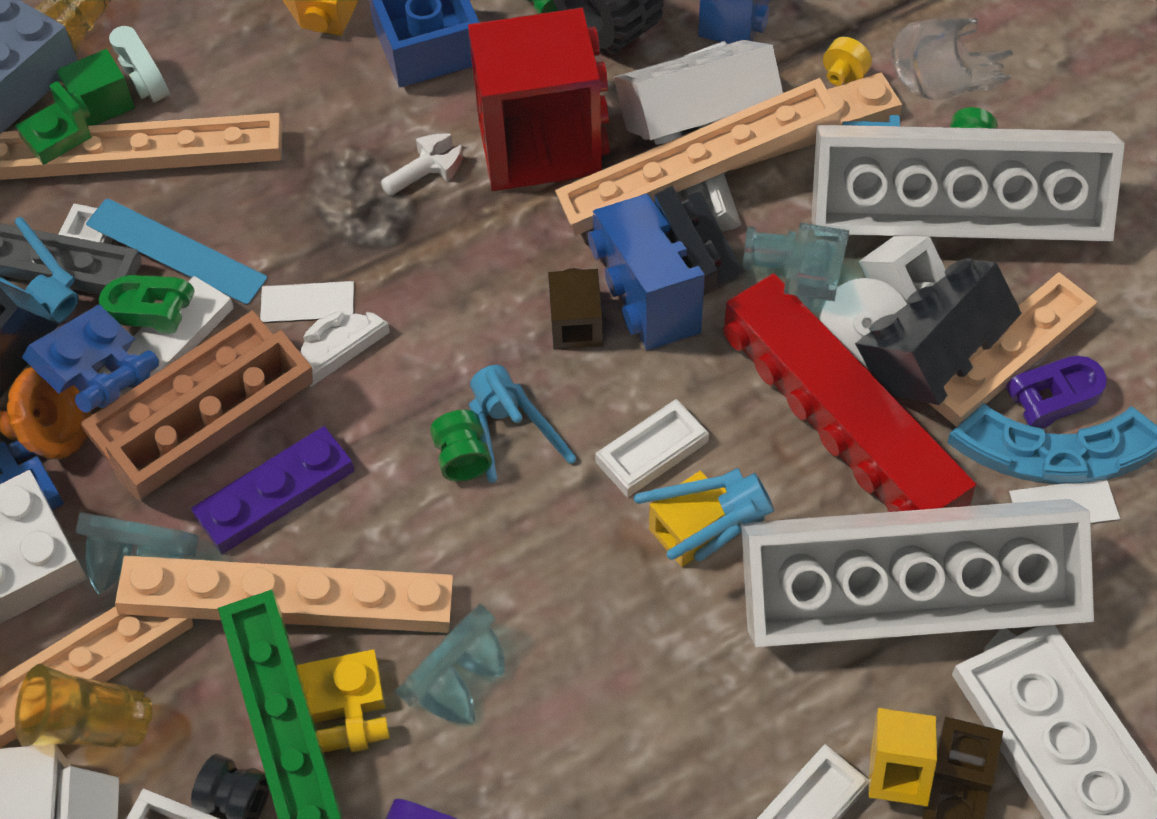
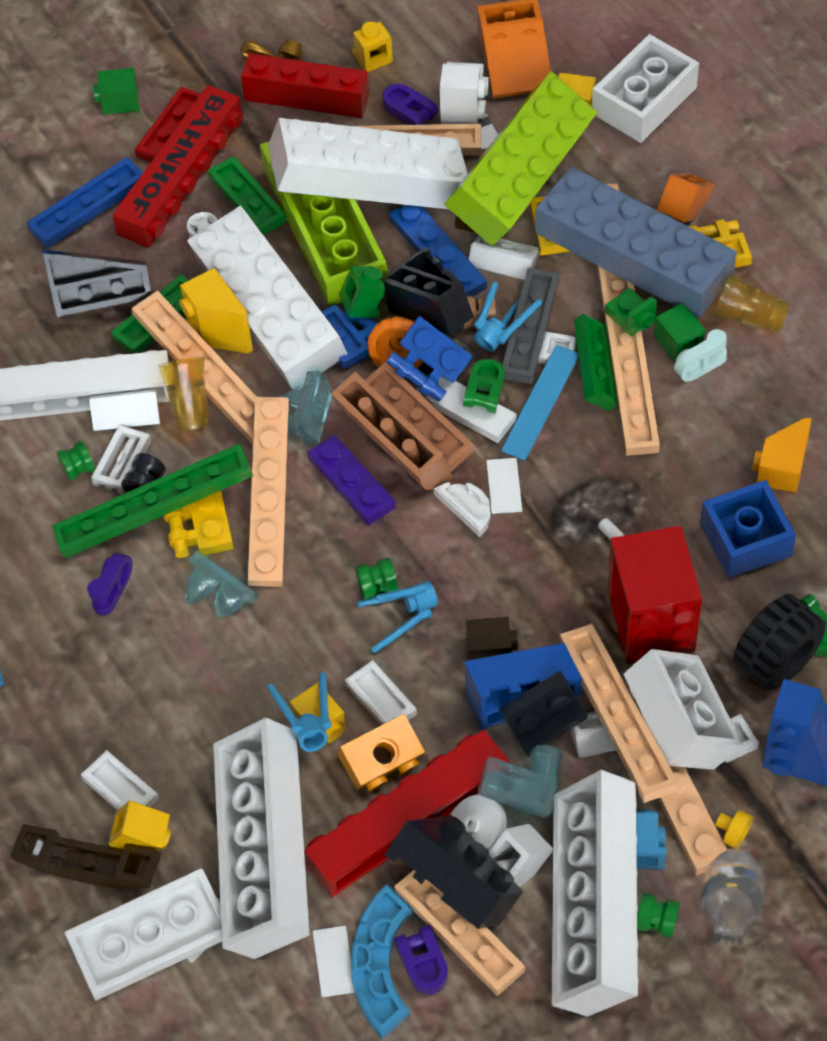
camera: 90 degrees right, 0 degrees up
(124, 184) = (595, 362): none -> green plate
(756, 430) = (394, 736): none -> light orange brick

